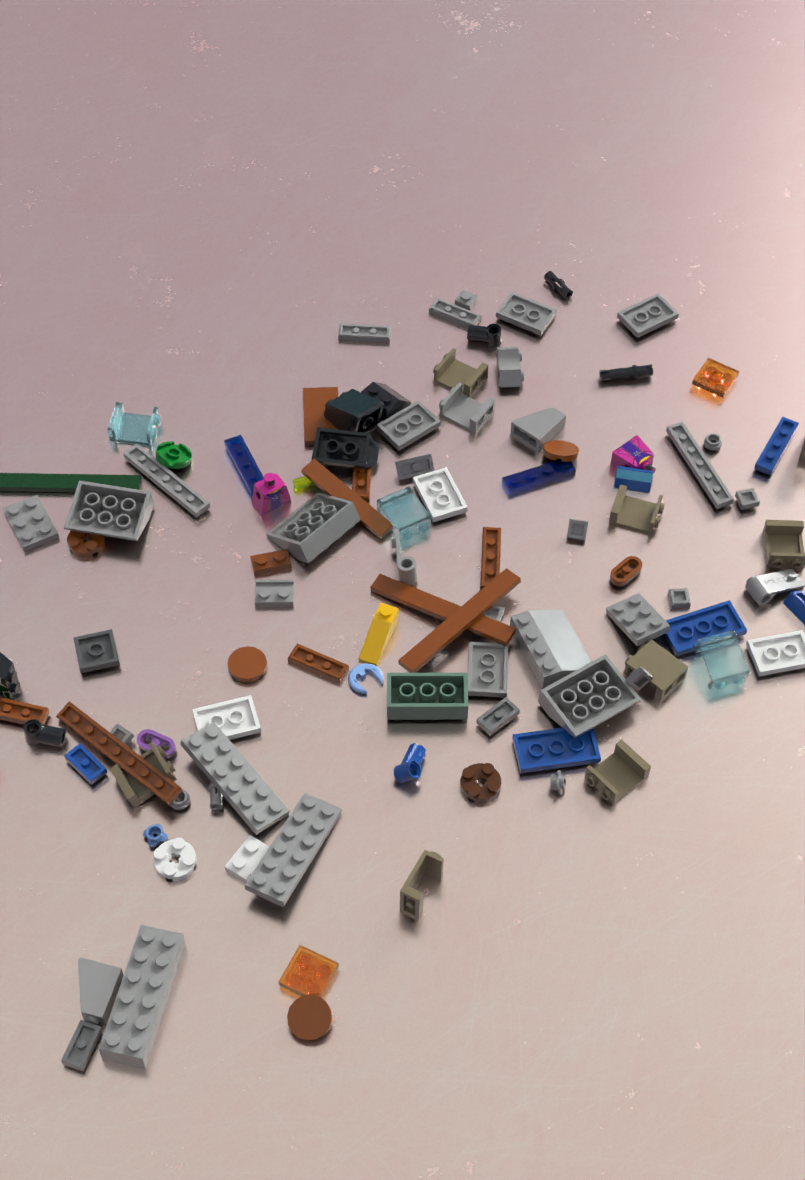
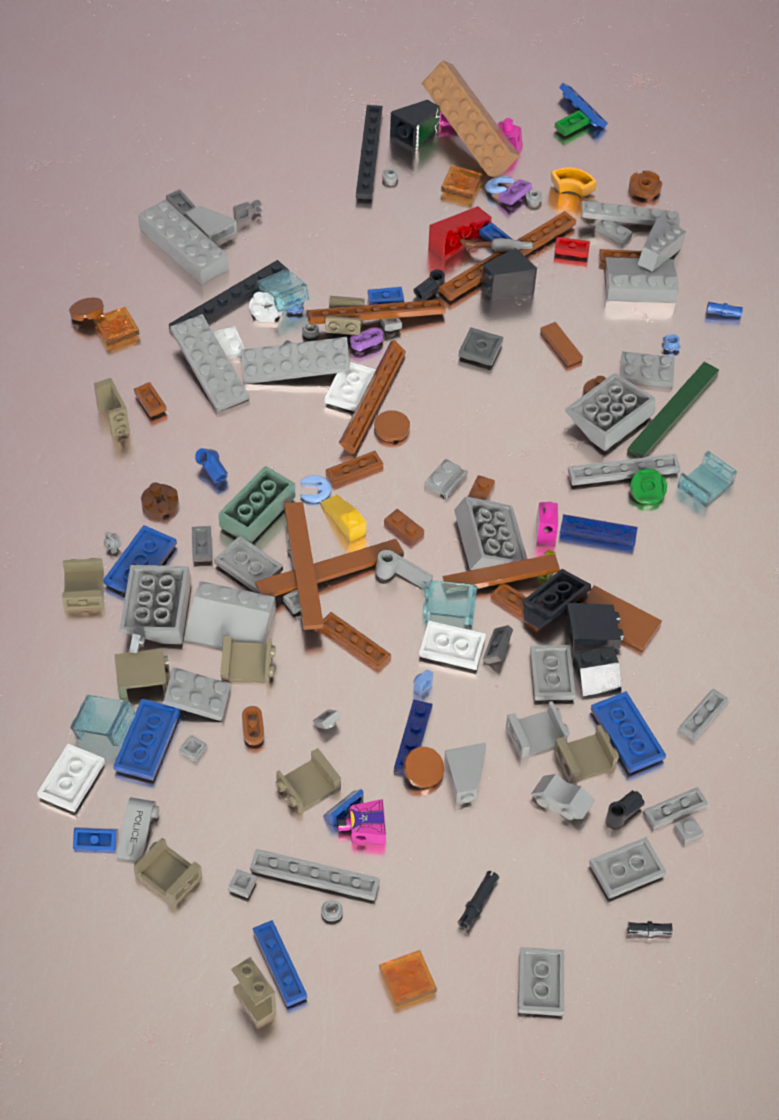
camera: 125 degrees right, 0 degrees up
(44, 597) = (561, 344): none -> dark orange tile
(50, 971) = (243, 211): none -> flat silver plate
(147, 848) = (285, 289): none -> clear light blue panel
(188, 901) = (231, 296): none -> black plate
(225, 694) = (372, 397): none -> dark orange tile
(350, 592) = (404, 526): none -> dark orange plate
(376, 872) = (150, 399): none -> dark orange plate
(419, 361) = (628, 732): none -> blue plate
(490, 491) = (423, 682): none -> medium blue plate
(576, 608) = (247, 661): none -> dark tan panel

